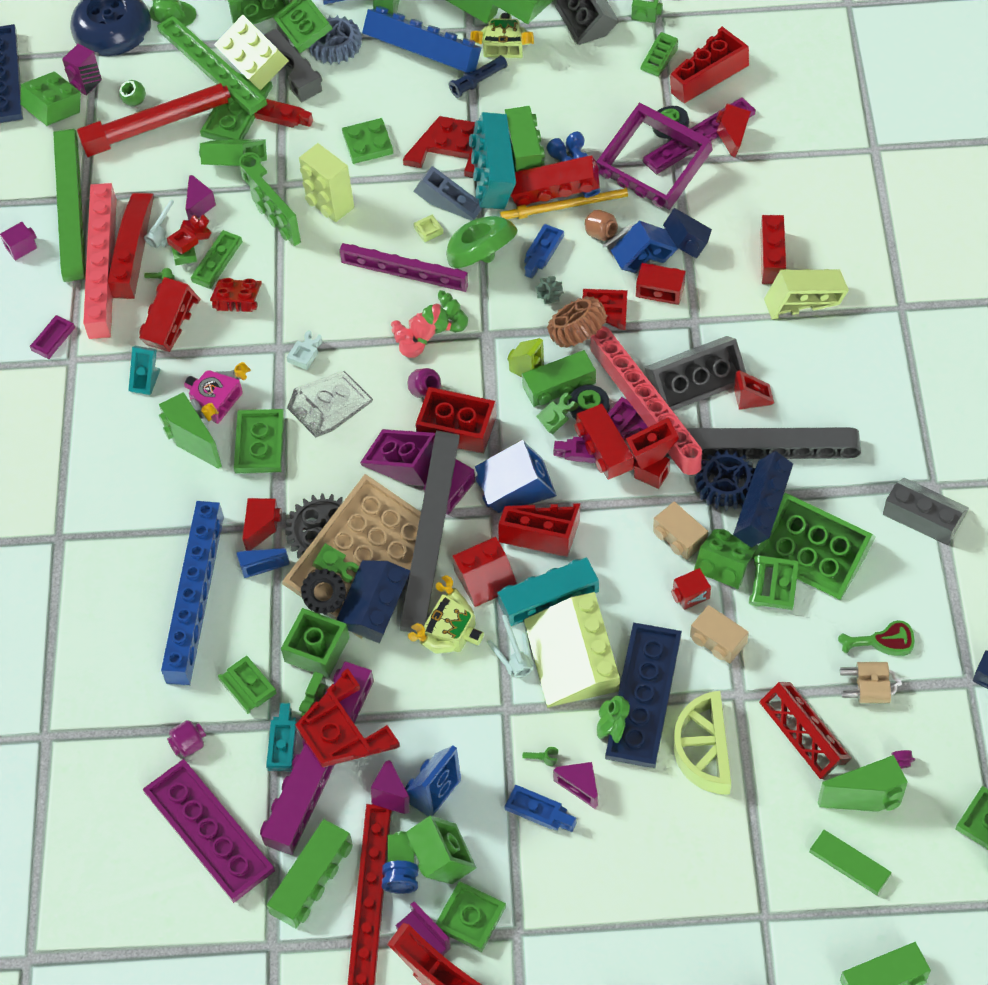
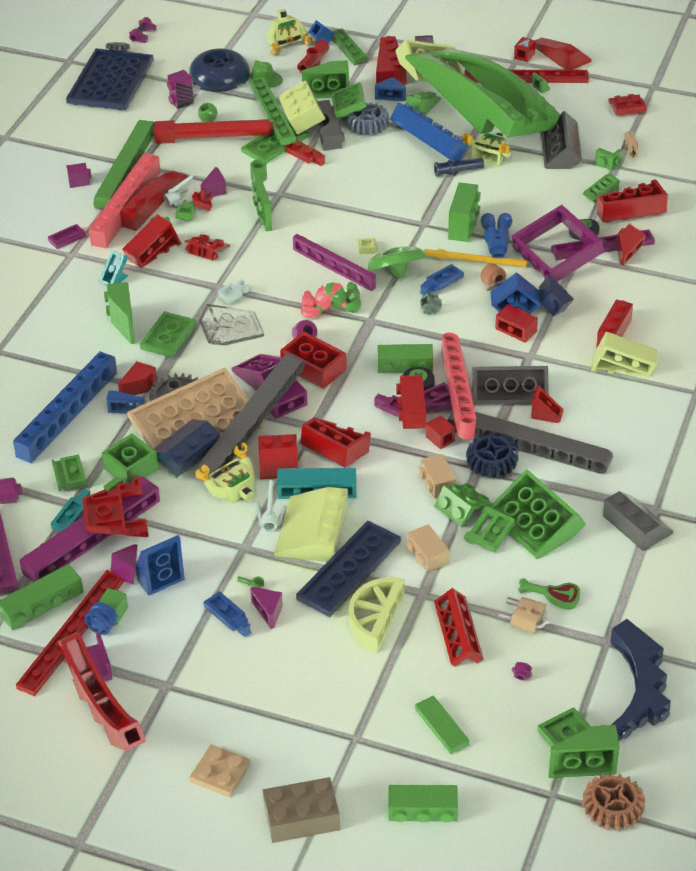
camera: 20 degrees right, 15 degrees down
(50, 98) = (149, 100): bright green brick -> none
(182, 240) = (187, 202): red plate -> none
(216, 259) = (206, 223): bright green tile -> none
(216, 392) = (156, 297): torso -> none
(229, 151) = (242, 160): bright green slope -> none
(312, 581) = (144, 418): black tyre -> none
(326, 182) = (305, 193): yellowish green brick -> none
(333, 560) = (170, 412): bright green plate -> none
(367, 140) = (355, 183): bright green plate -> none
(440, 850) = (138, 608): bright green brick -> none
(444, 137) = (415, 197): red wing -> none
(447, 195) = (390, 227): sand blue slope -> none
(470, 916) = (137, 661): bright green plate -> none
(492, 160) = (433, 213): teal brick -> none
(514, 478) = (337, 404): slope -> none
(526, 356) = (388, 335): lime slope -> none
(555, 415) = (389, 378): bright green plate -> none
(556, 180) = (473, 237): red brick -> none
(577, 322) = (436, 325): nougat gear -> none
(613, 718) = (319, 567): bright green plate -> none
(614, 304) = (468, 325): red wing -> none
(652, 443) = (441, 407): red slope -> none
(691, 589) = (423, 513): red brick -> none
(763, 499) = (508, 469): dark blue brick -> none
(866, 788) = (476, 674): bright green slope -> none

